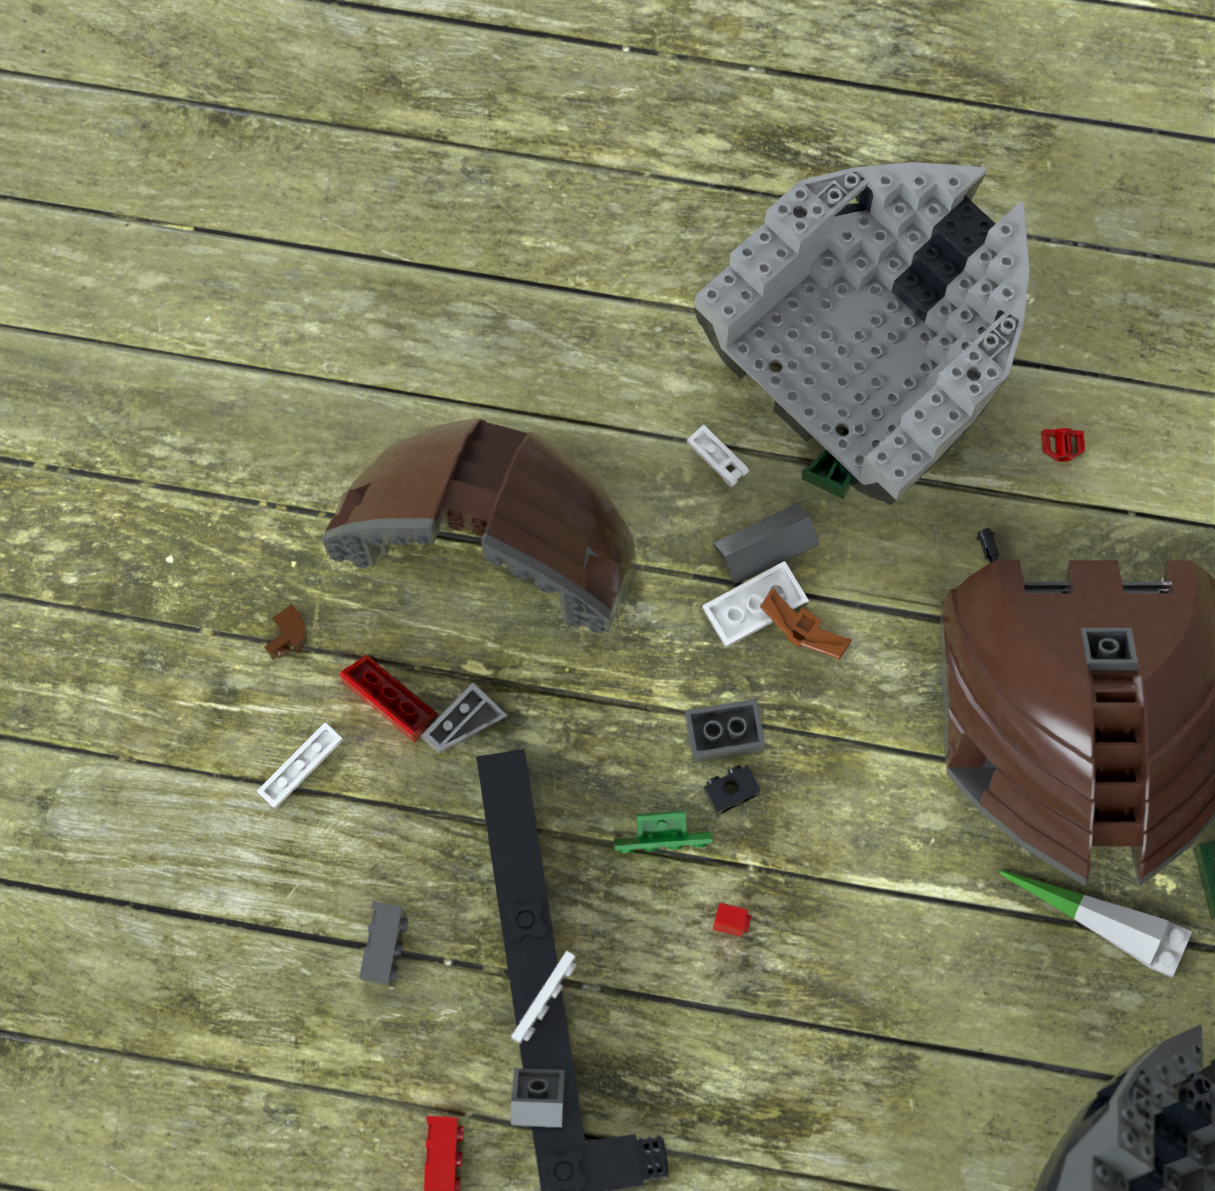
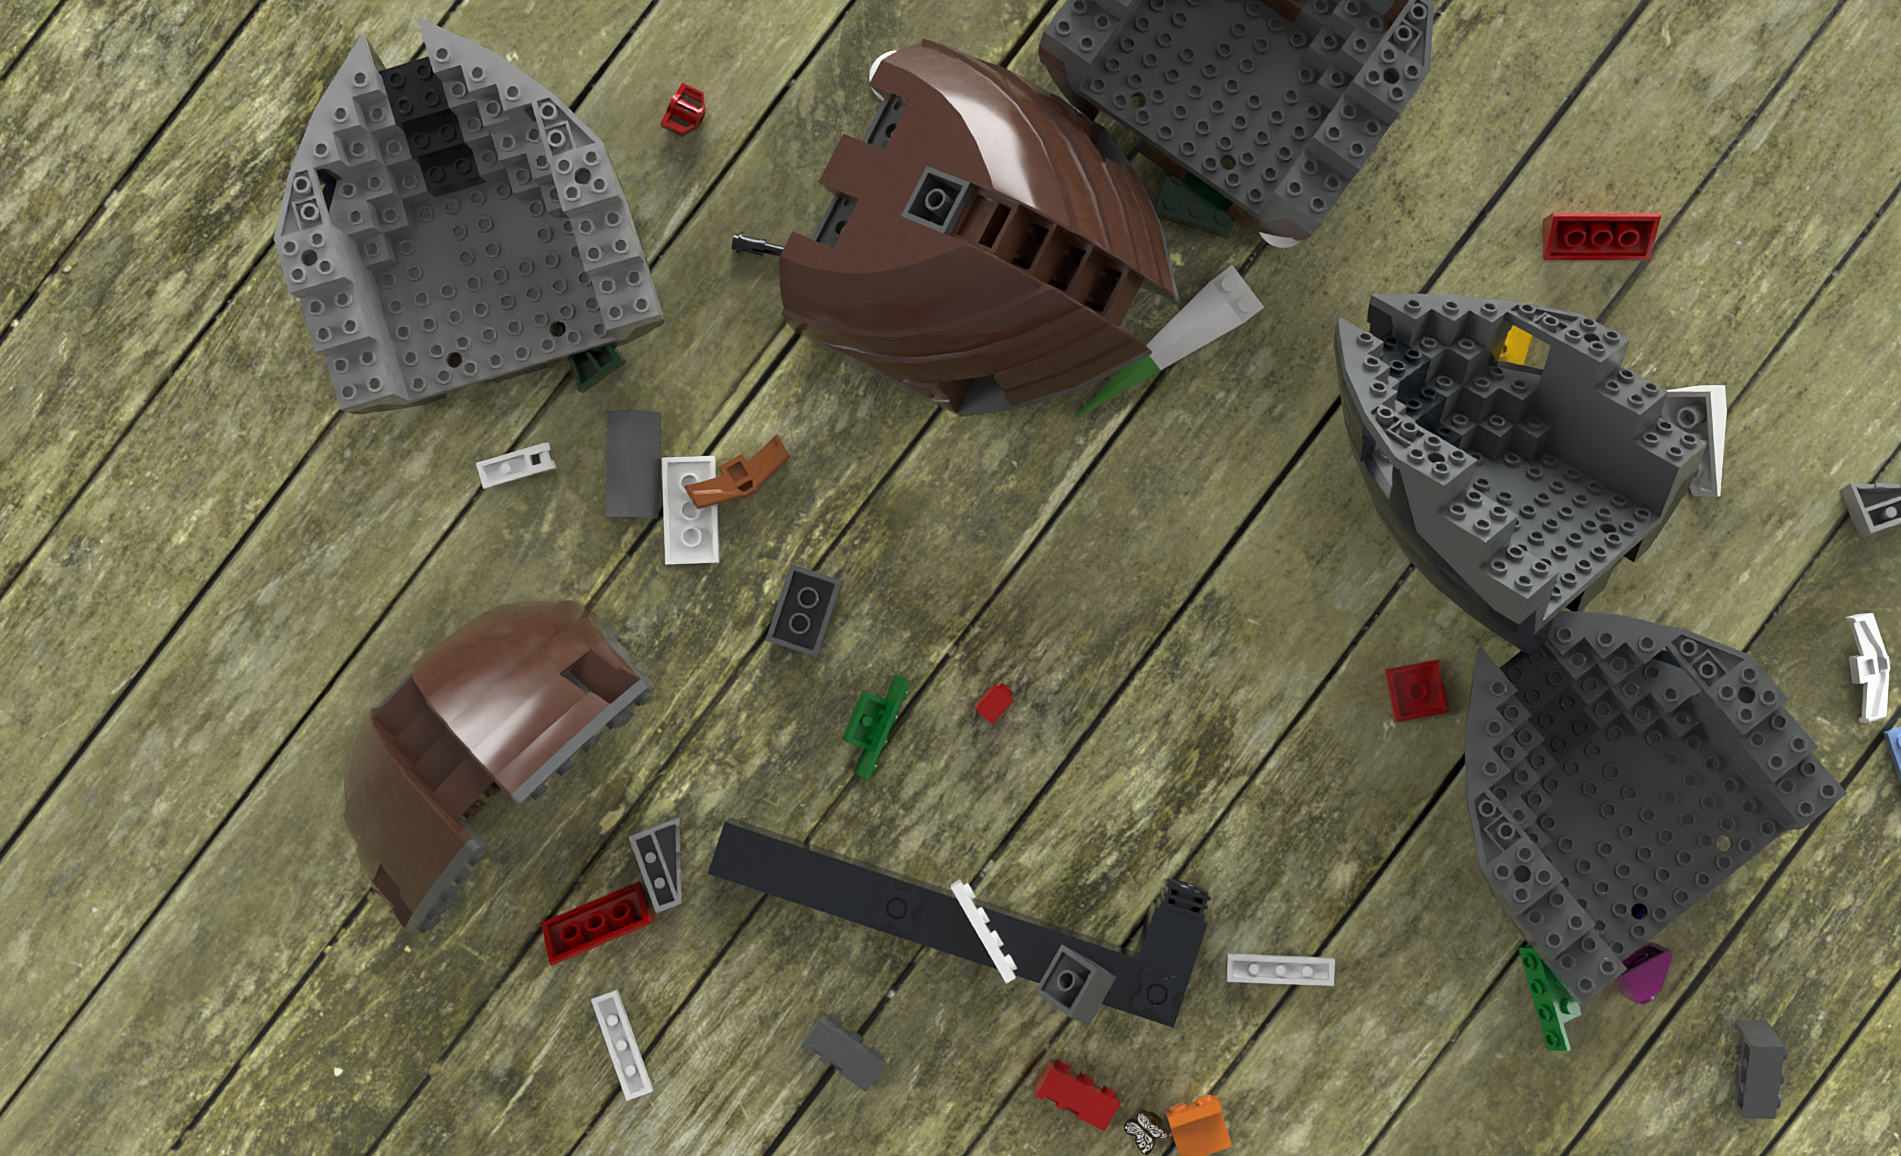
camera: 65 degrees left, 15 degrees up
(293, 633) = (479, 985): reddish brown brick -> none
(723, 801) = (869, 650): black brick -> none

